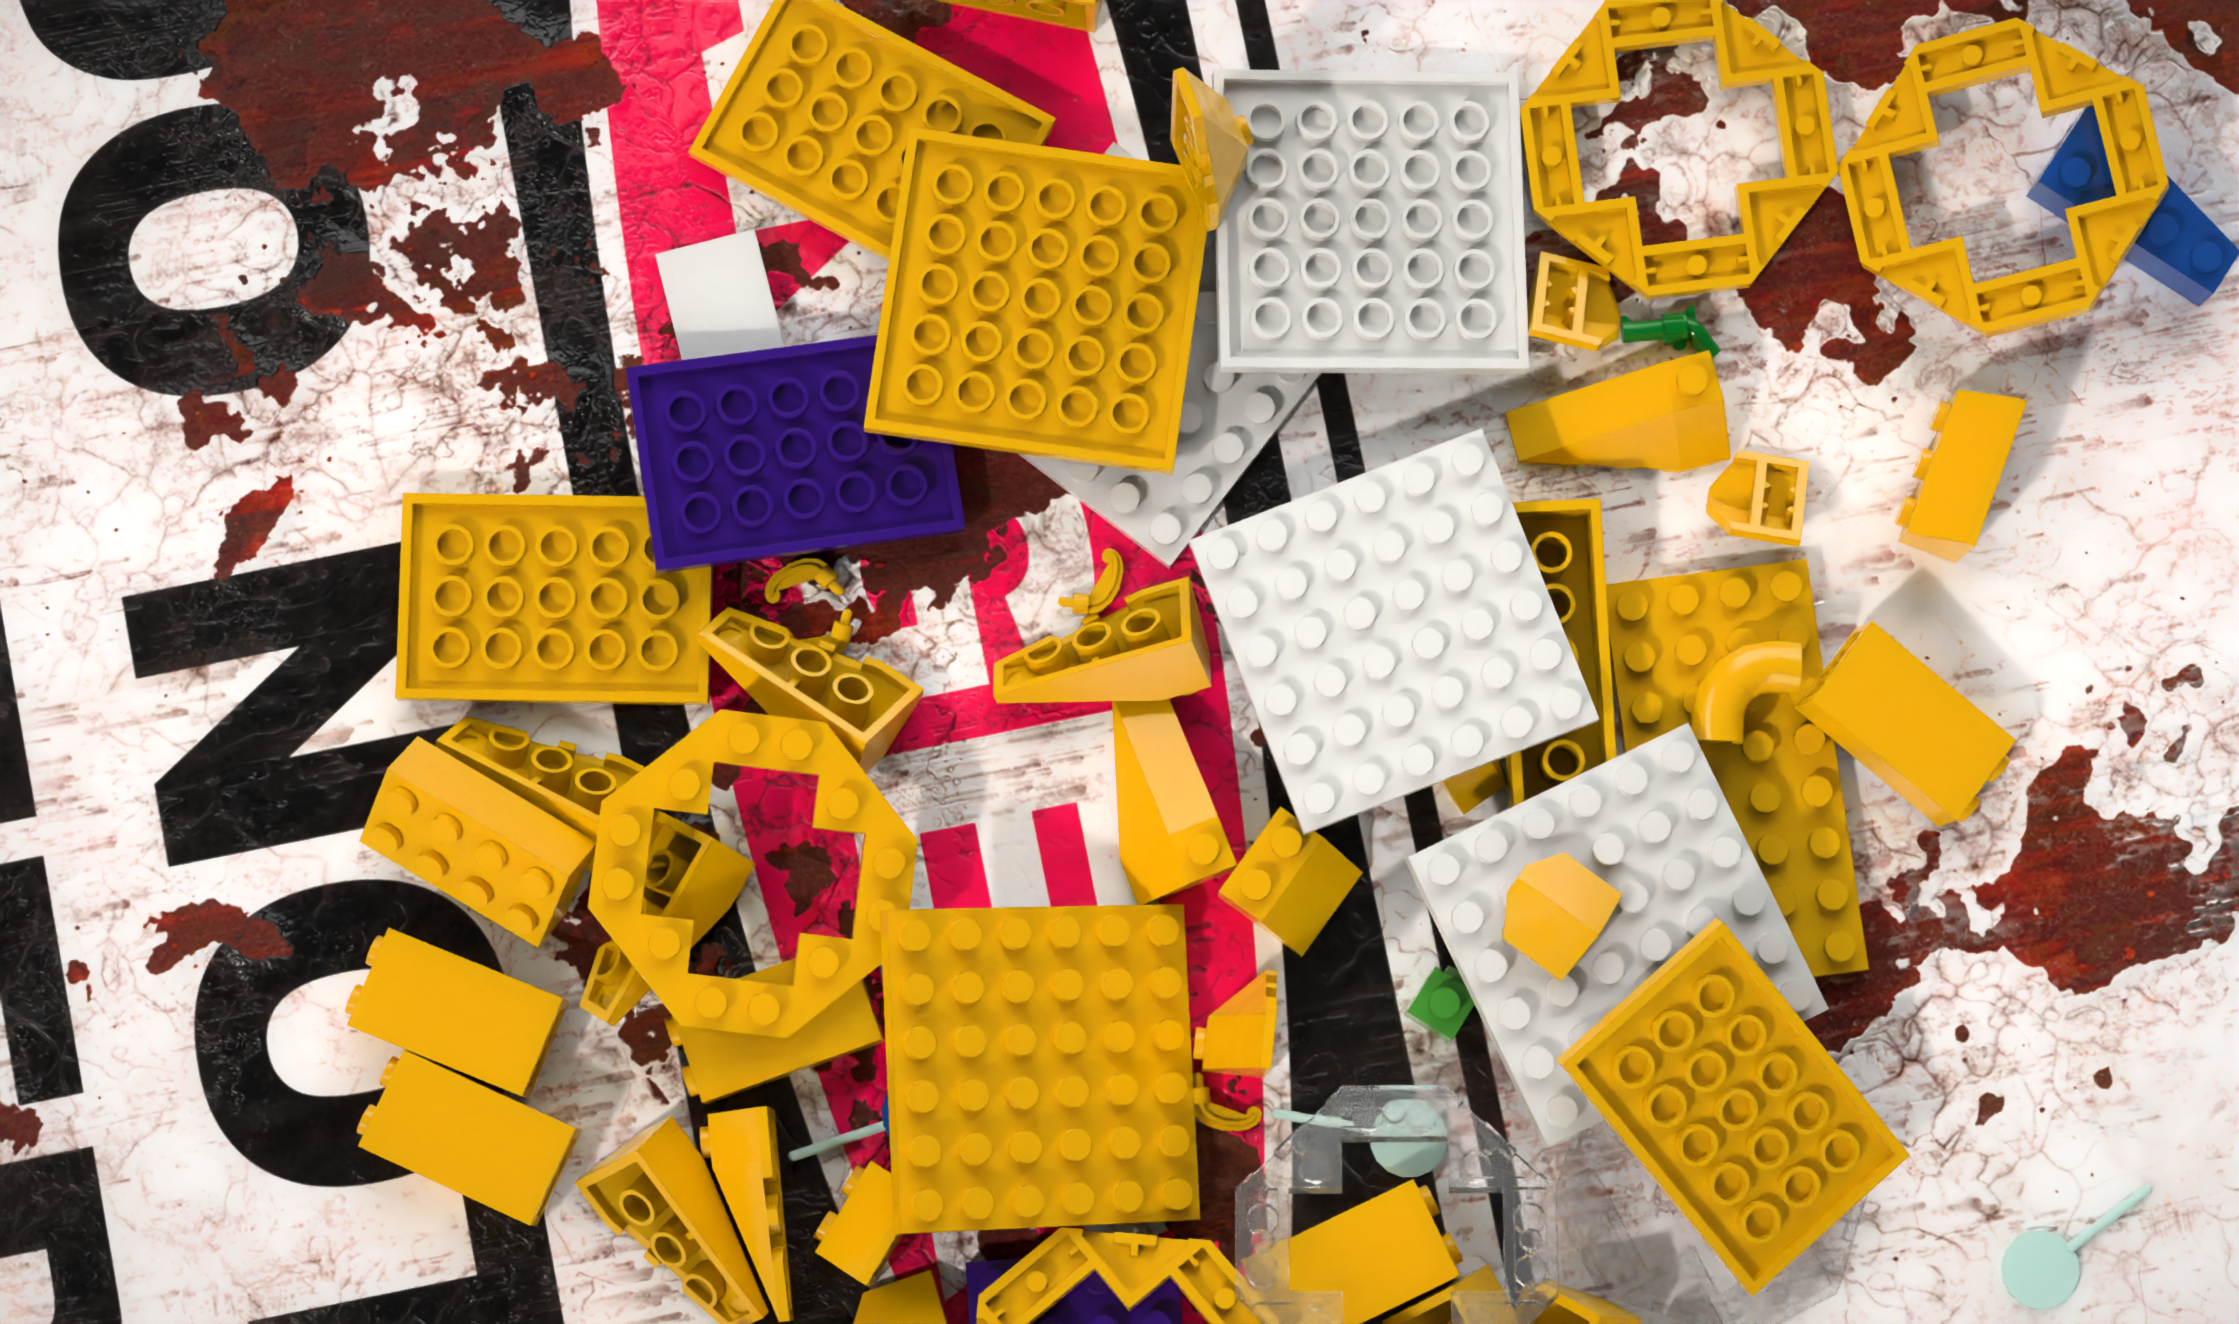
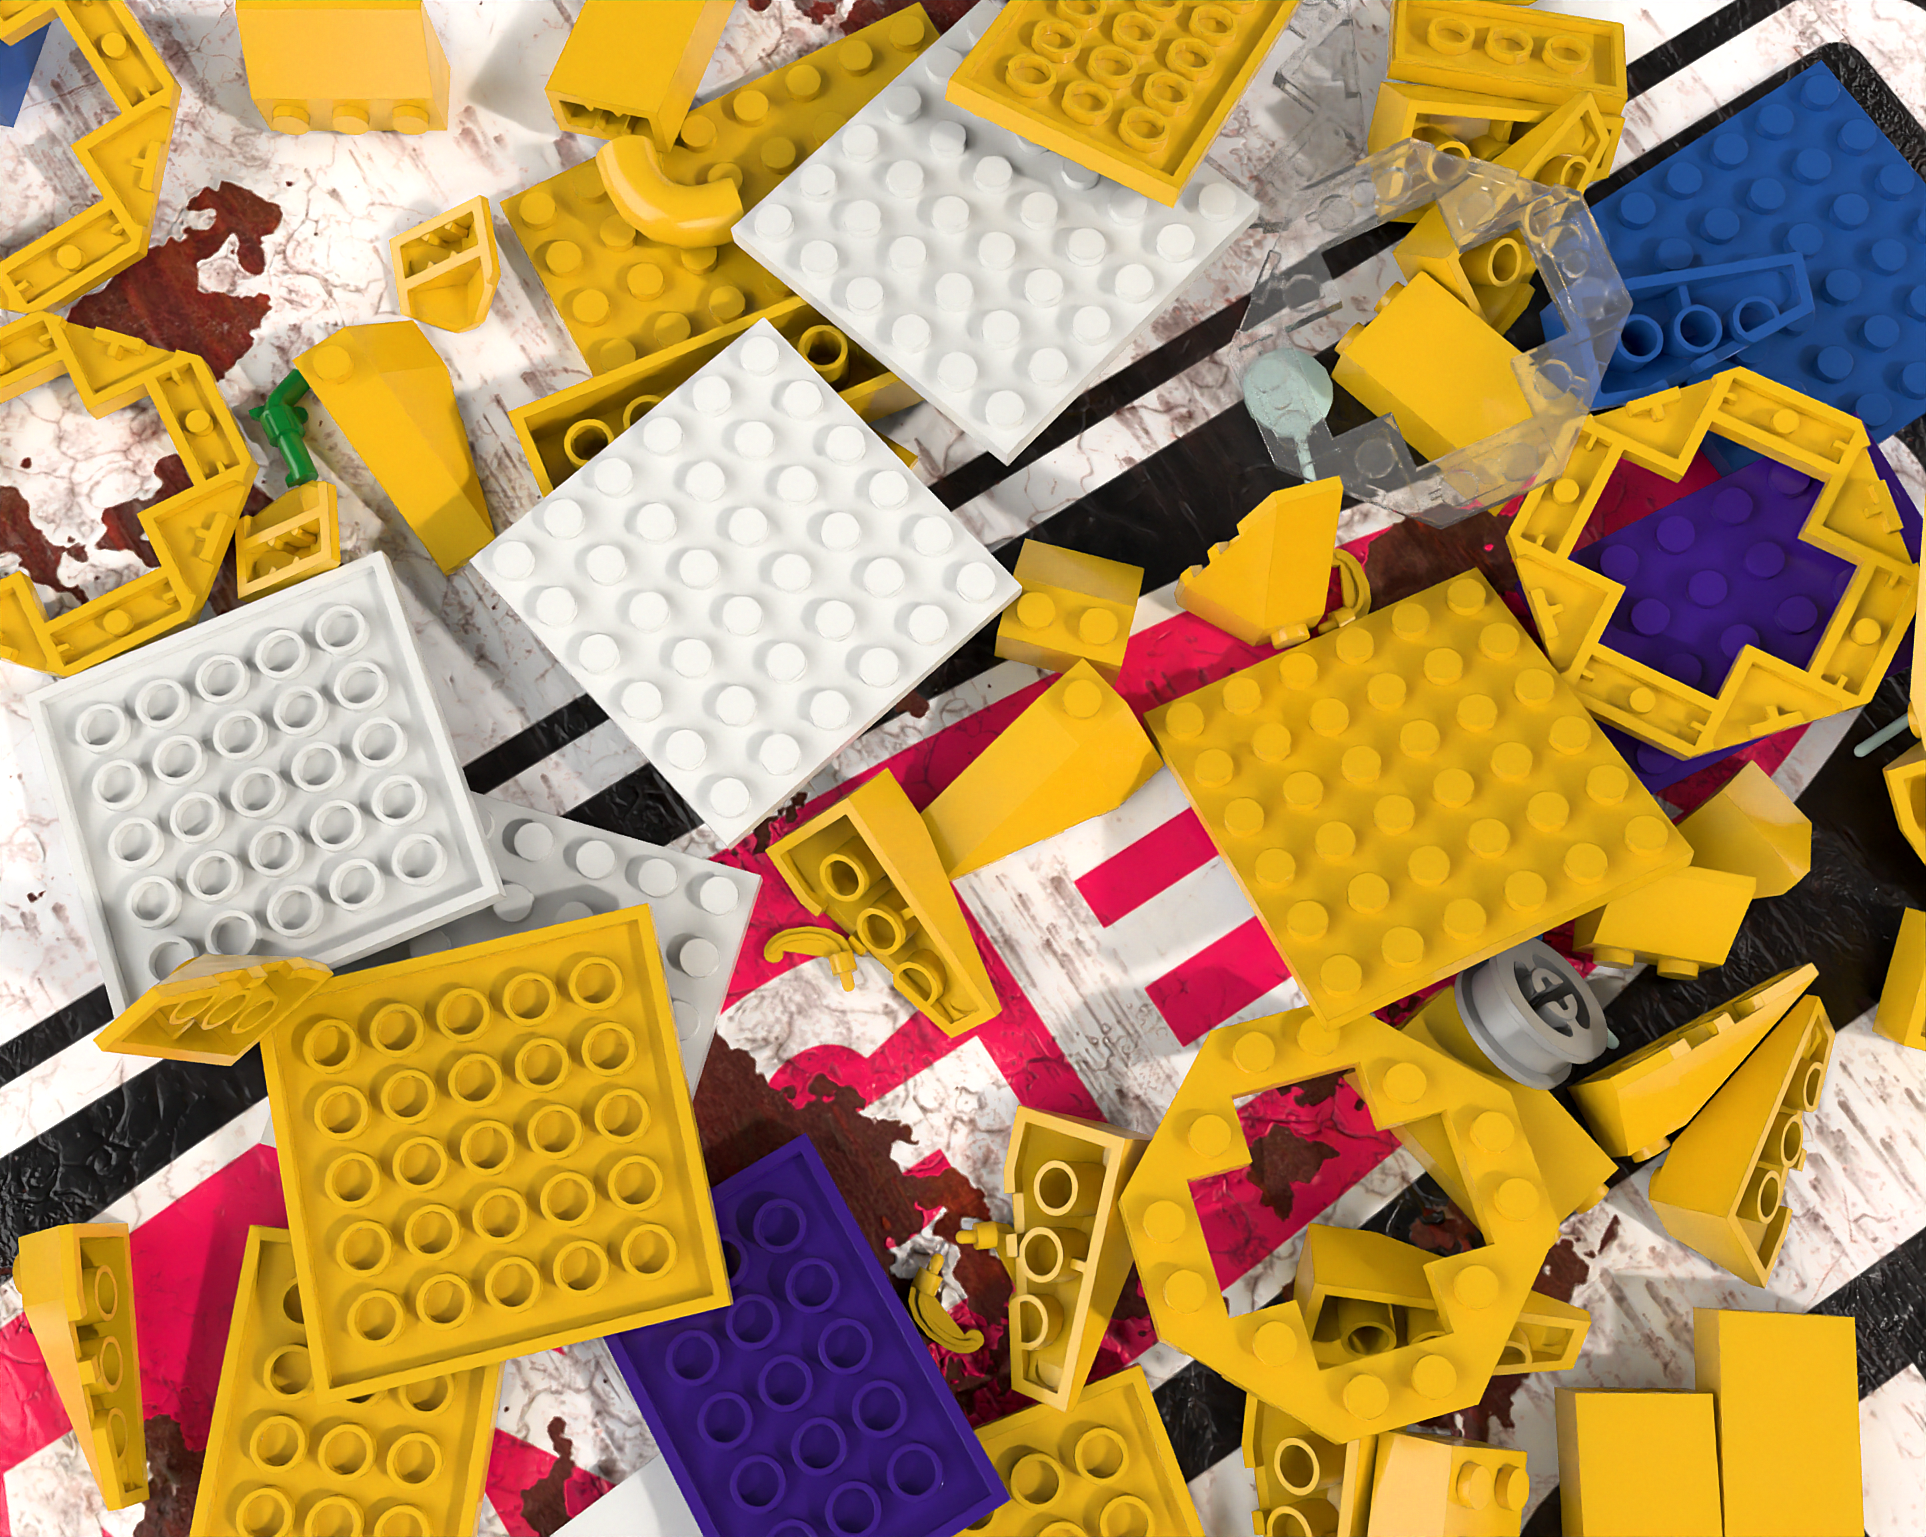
camera: 115 degrees left, 5 degrees down
(811, 1090) = (1531, 1014): none -> light grey wheel
(1441, 1003) = (1137, 396): bright green brick -> none
(1557, 912) = (1005, 267): yellow slope -> none

